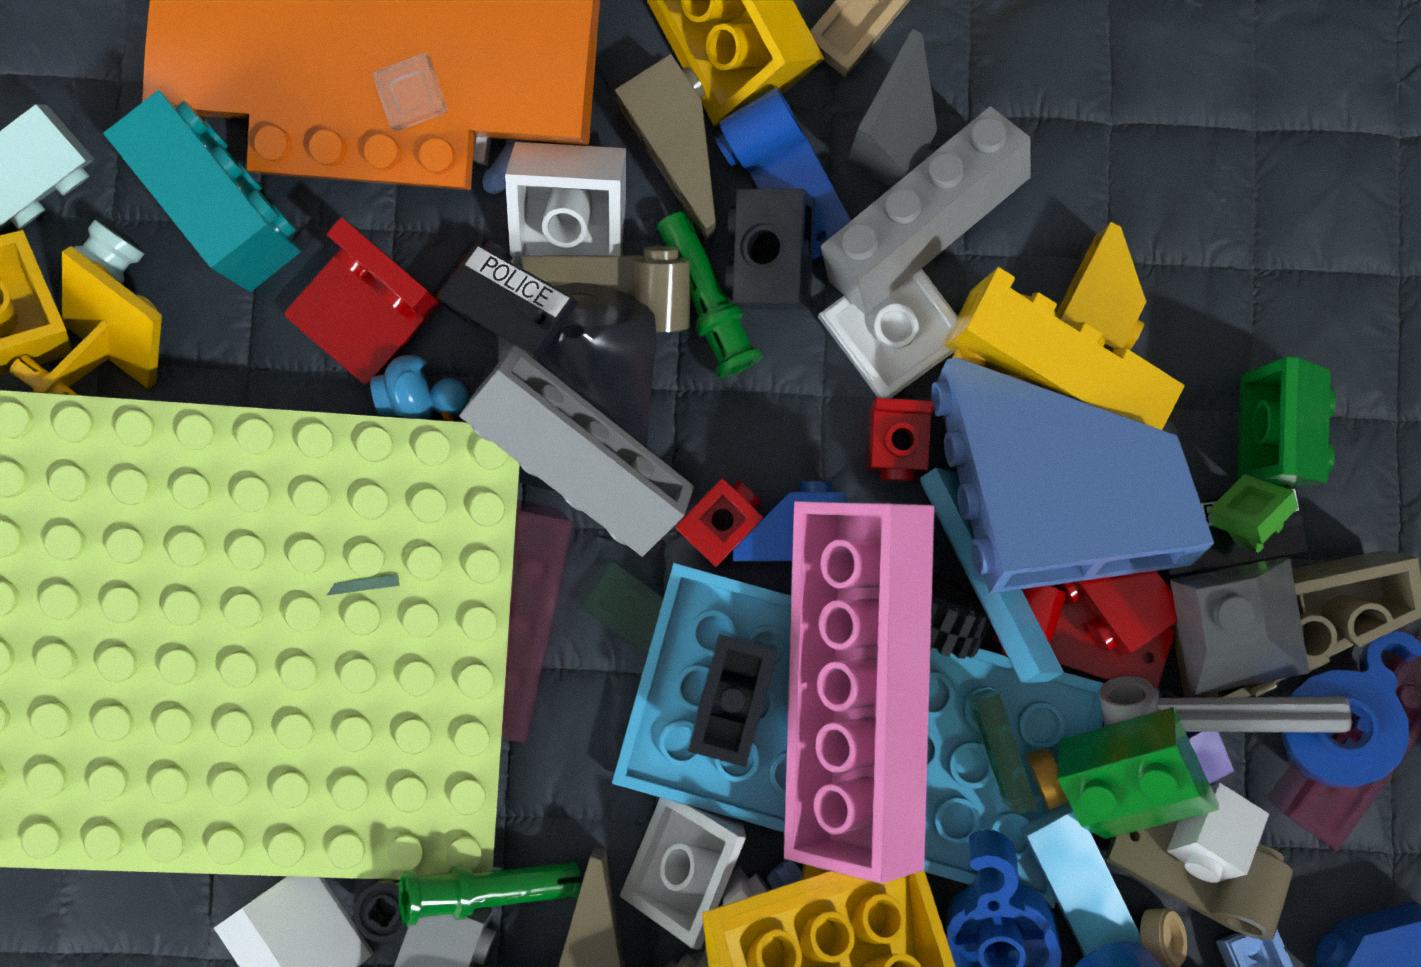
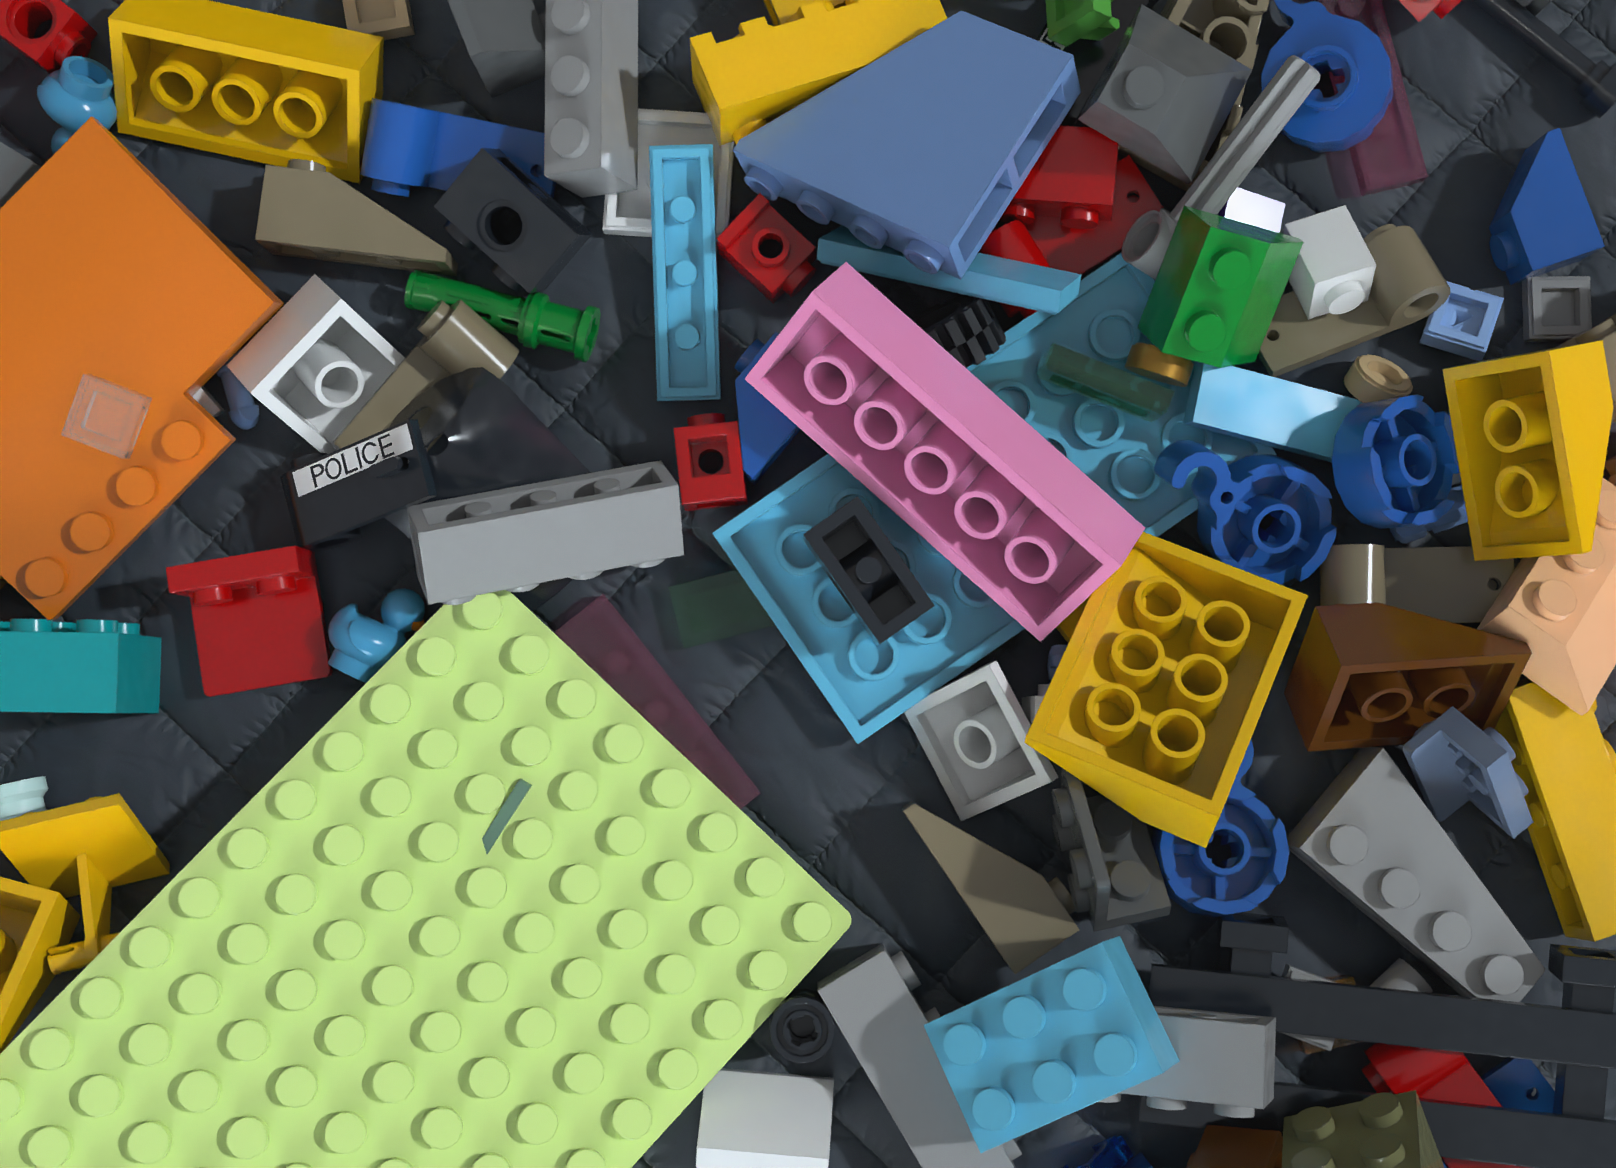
camera: 45 degrees left, 0 degrees up
(462, 891) = (842, 943): green pin -> none
(836, 394) = (685, 272): none -> medium azure tile

